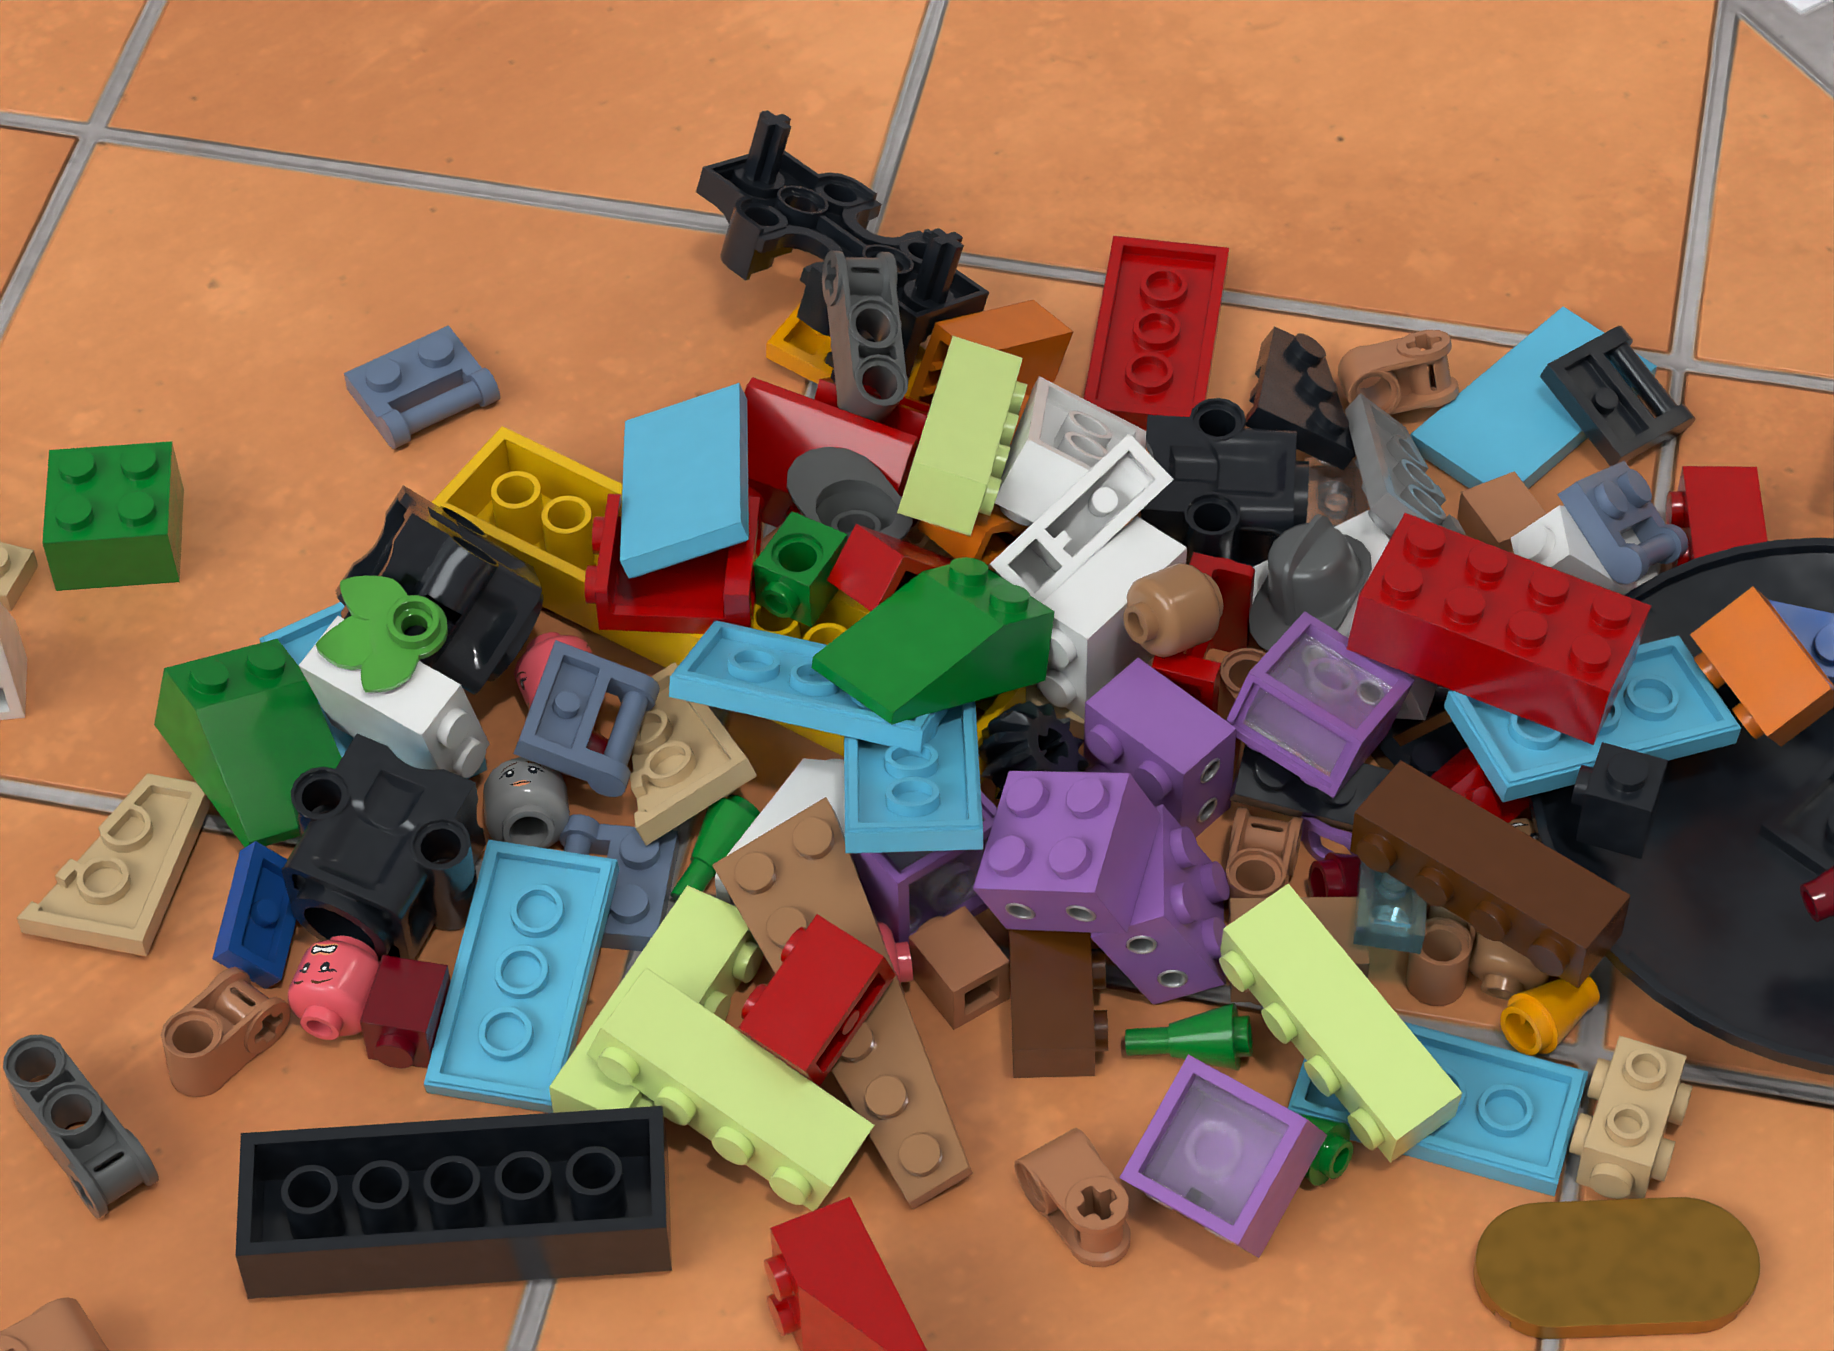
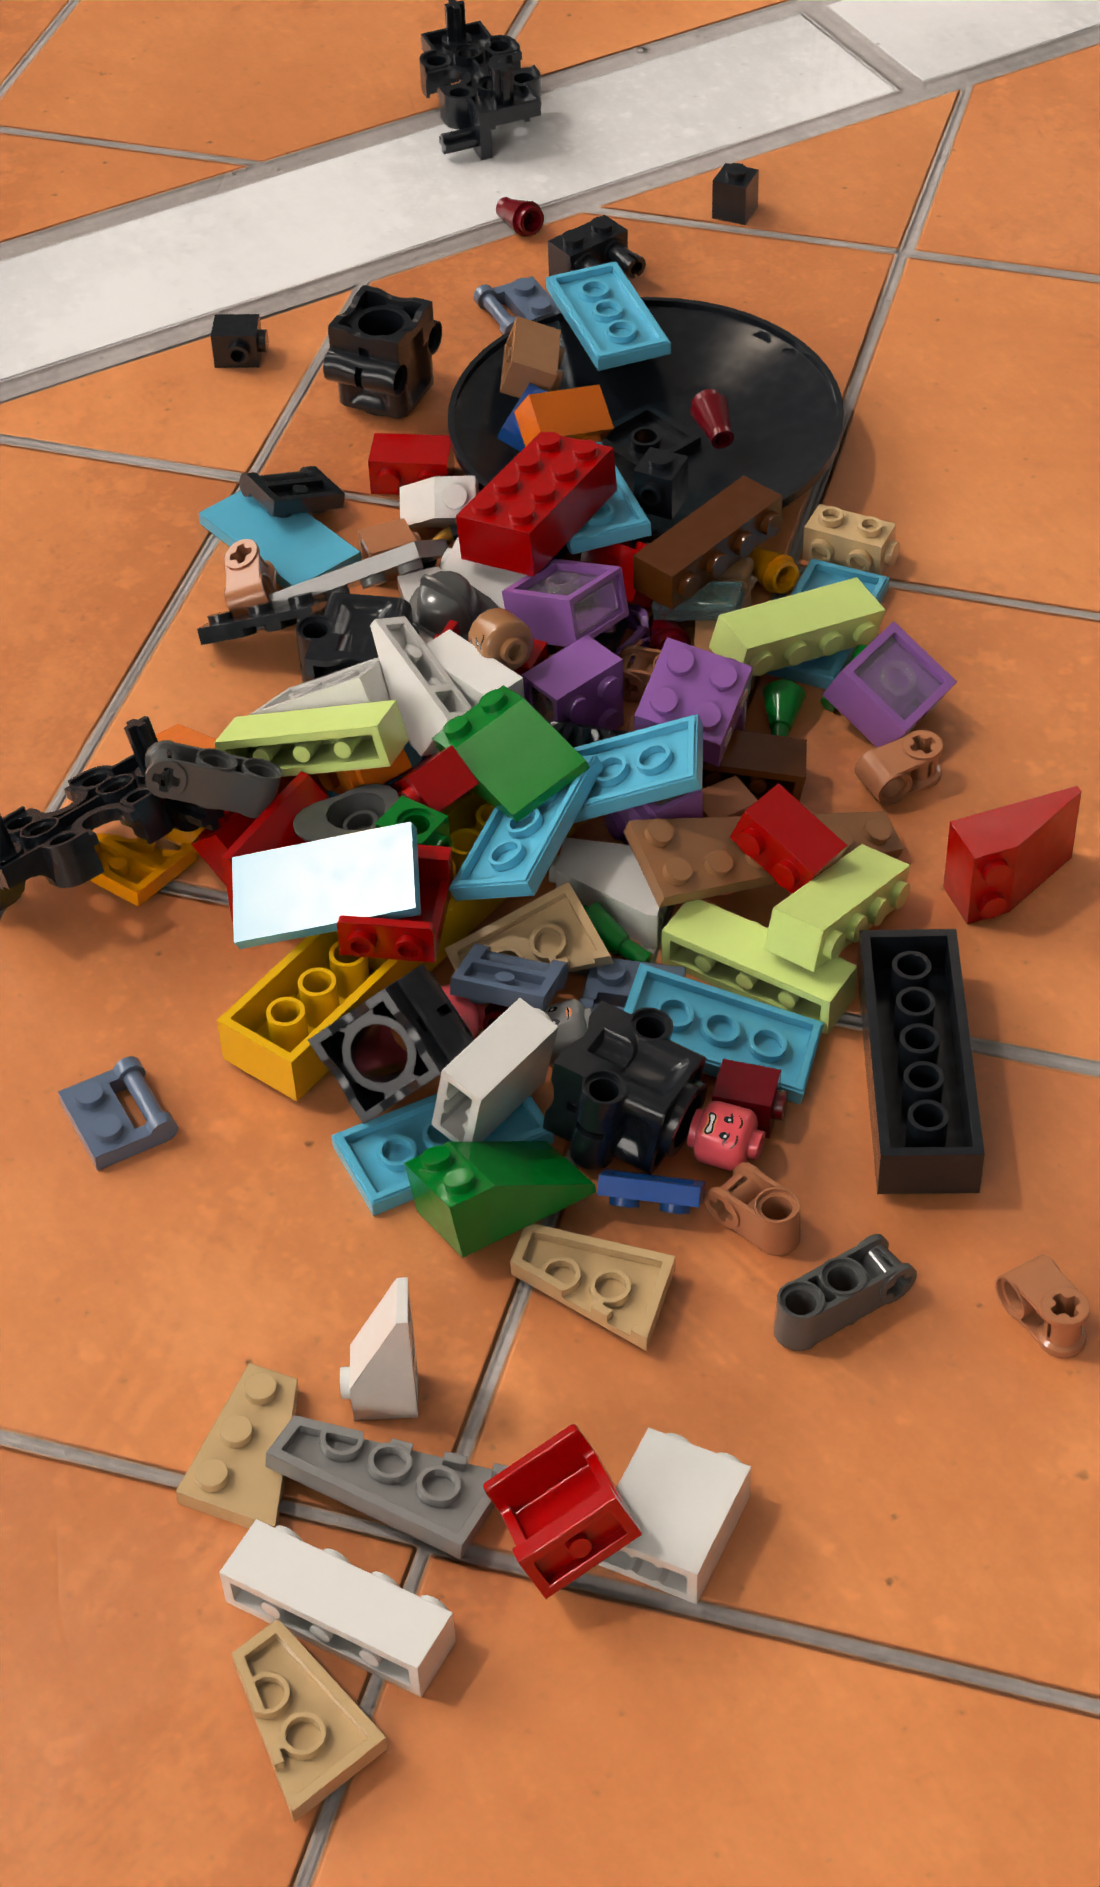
camera: 85 degrees left, 5 degrees down
(113, 516) = (229, 1299): green brick -> none
(375, 632) = (469, 1035): bright green plate -> none
(1156, 328) = (170, 694): red plate -> none
(1613, 504) = (427, 465): sand blue plate -> none
(1616, 1267) = (942, 564): pearl gold tile -> none

